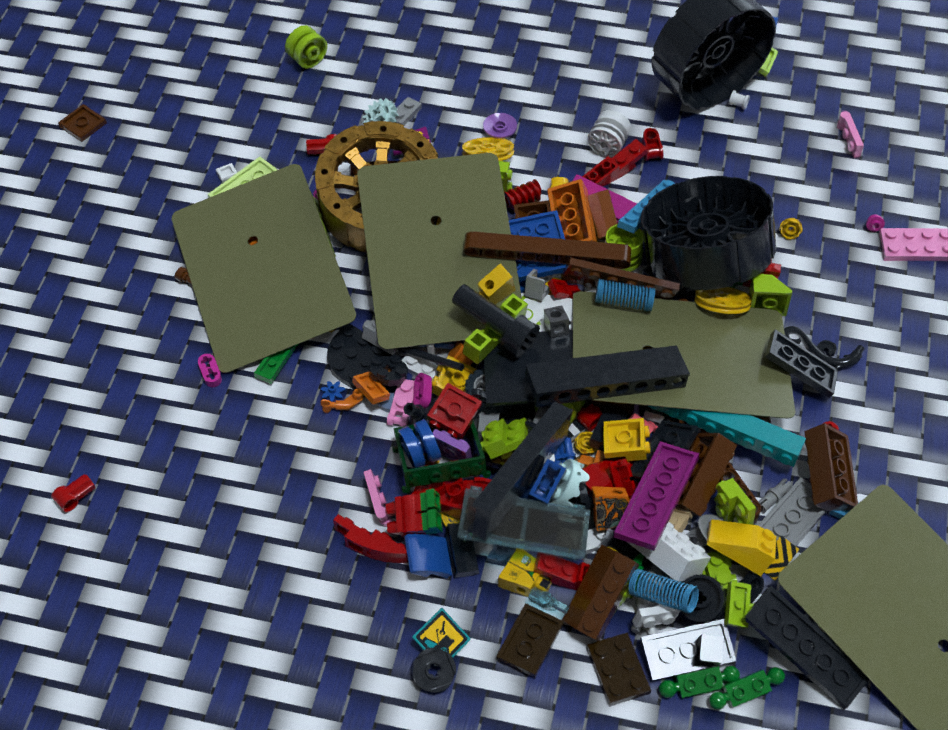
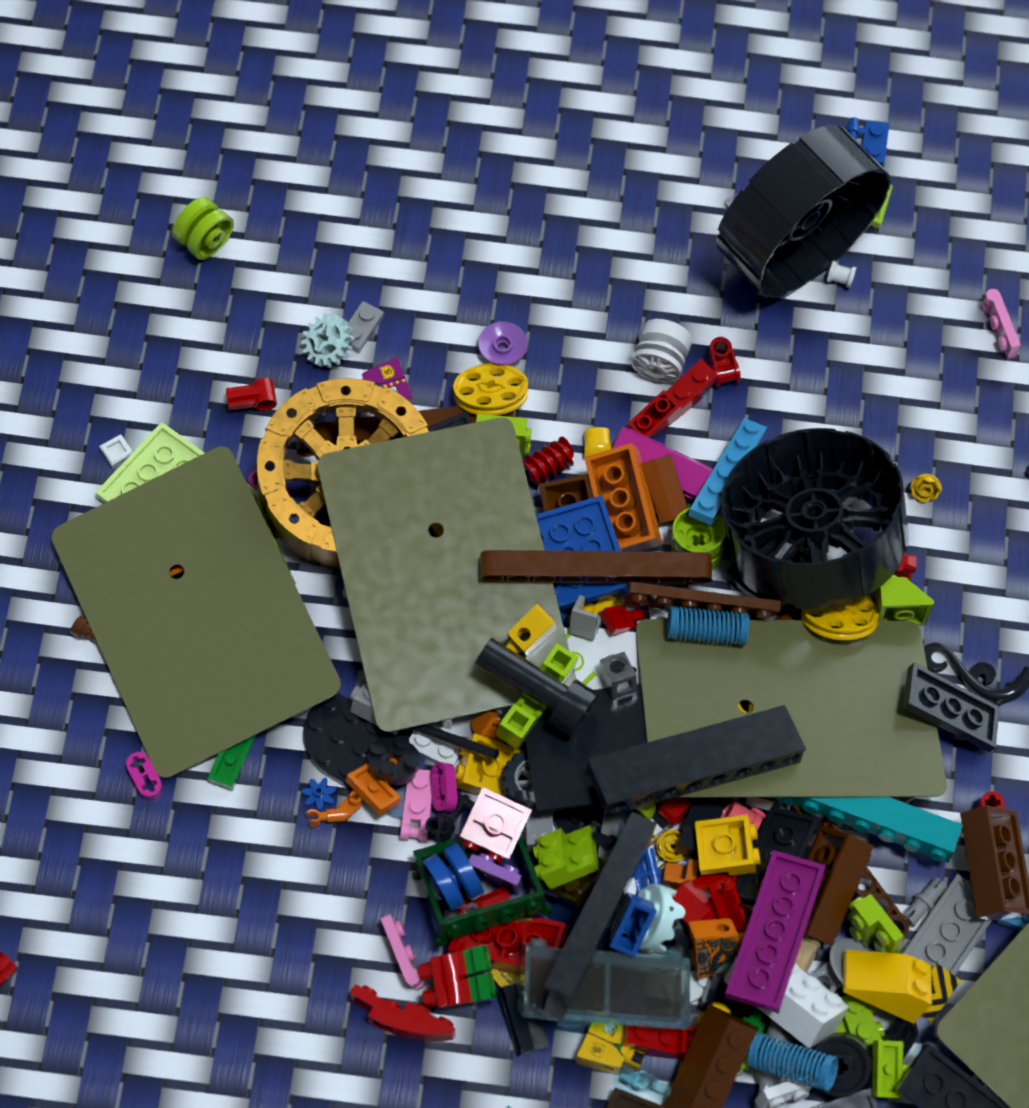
camera: 10 degrees left, 10 degrees up
(428, 555) = (480, 1031): blue slope -> none

